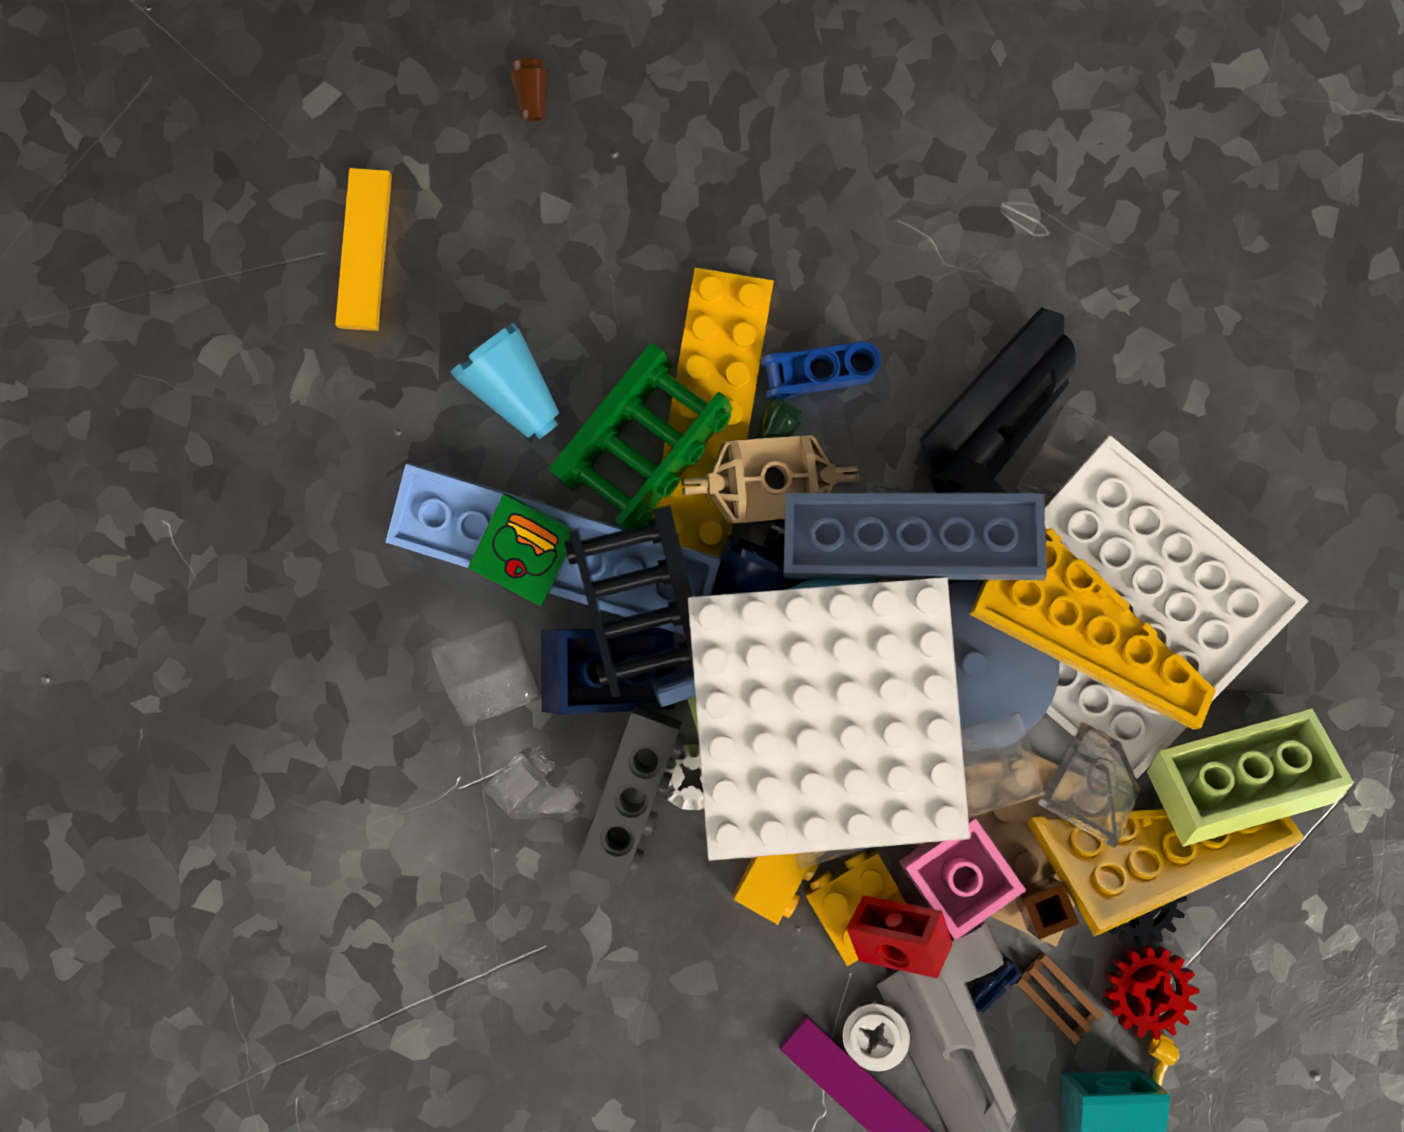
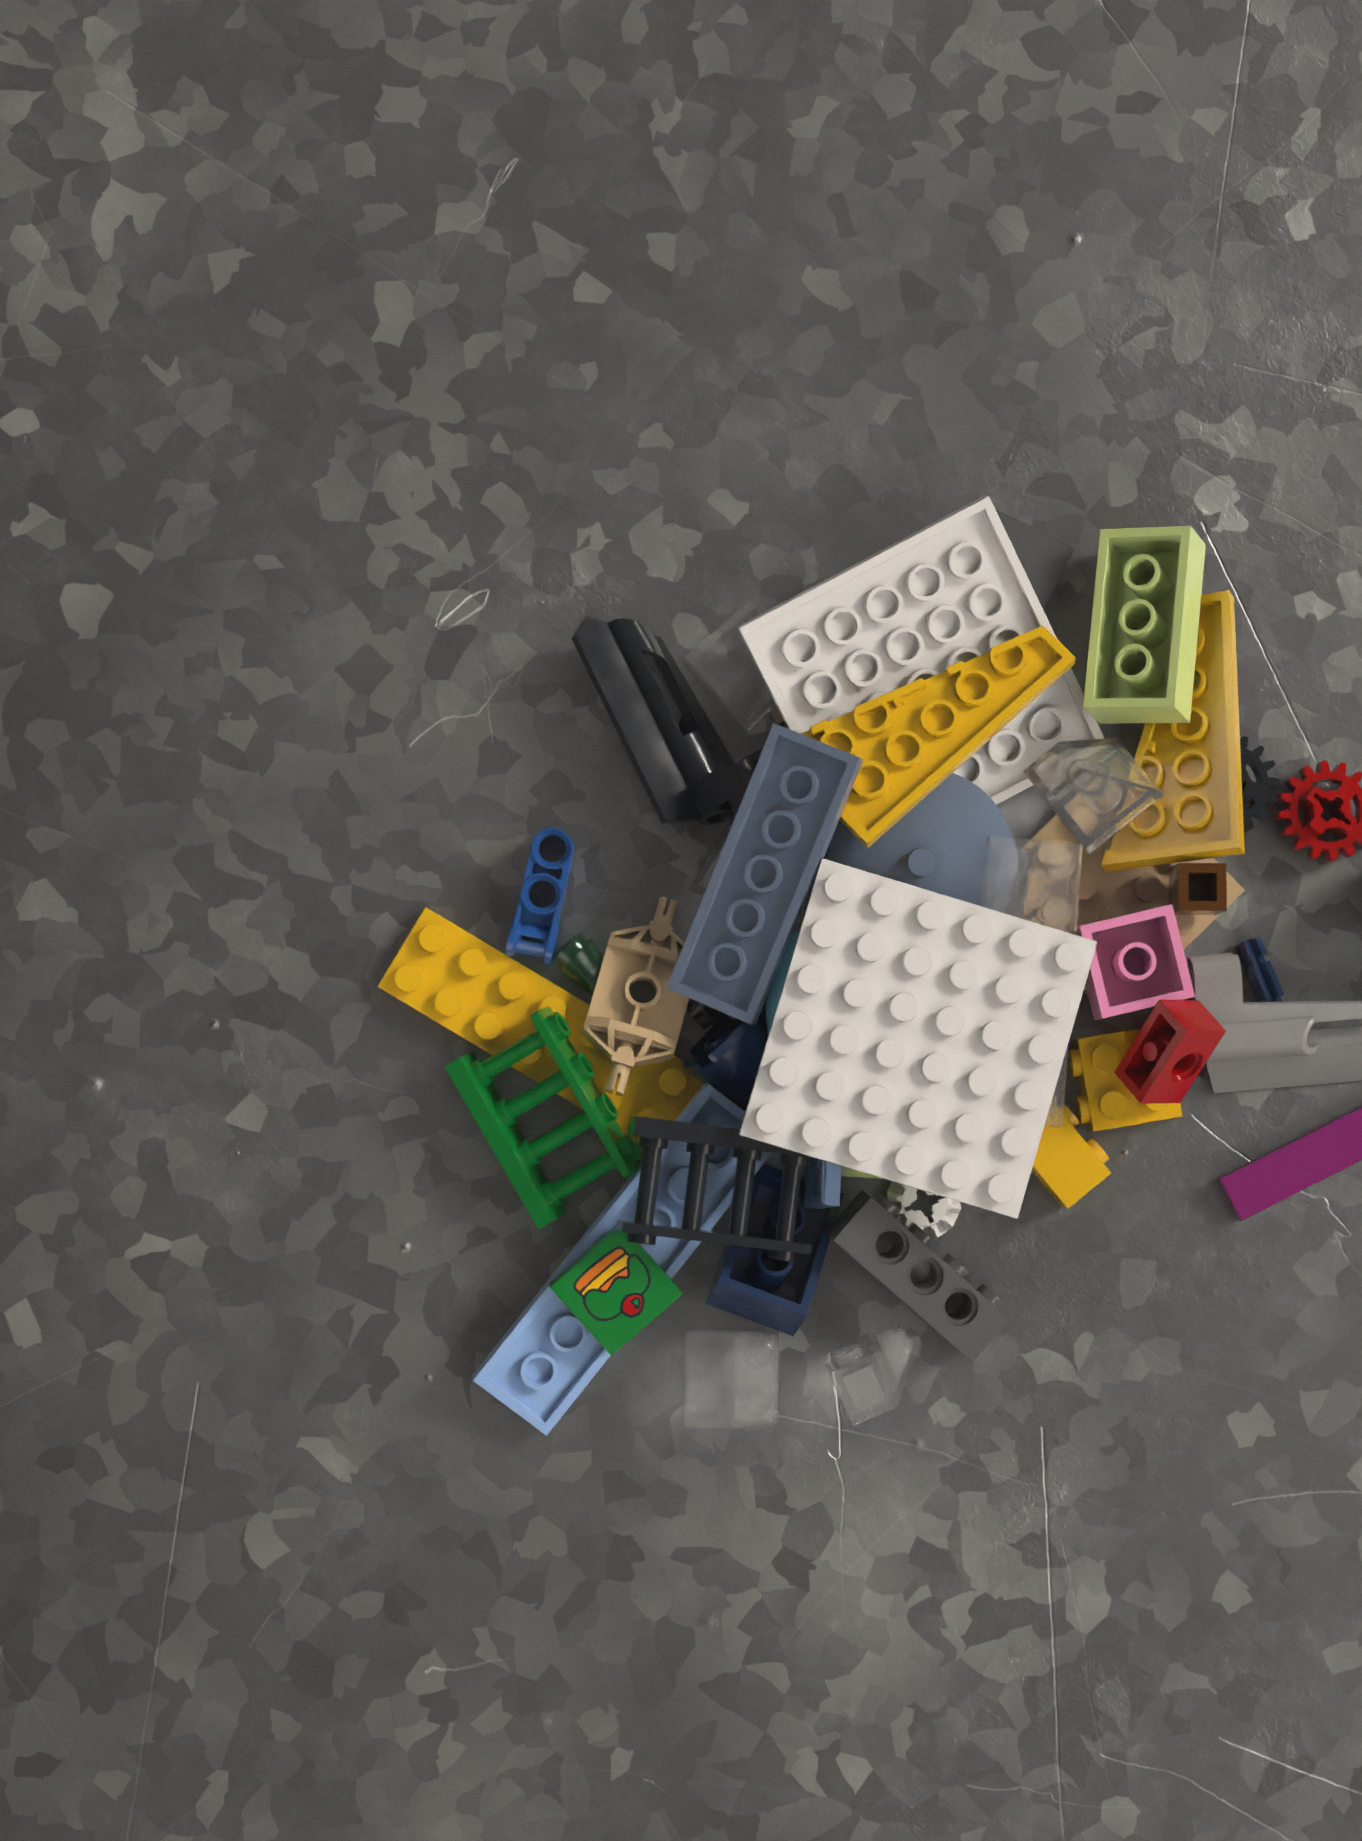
camera: 65 degrees left, 0 degrees up
(363, 249) = (213, 1339): yellow tile -> none
(510, 382) = (427, 1235): medium azure cone -> none
(530, 88) = (108, 1088): reddish brown cone -> none
(882, 1055) = (1287, 1115): white gear -> none
(1082, 1023) = (1334, 893): medium nougat tile -> none

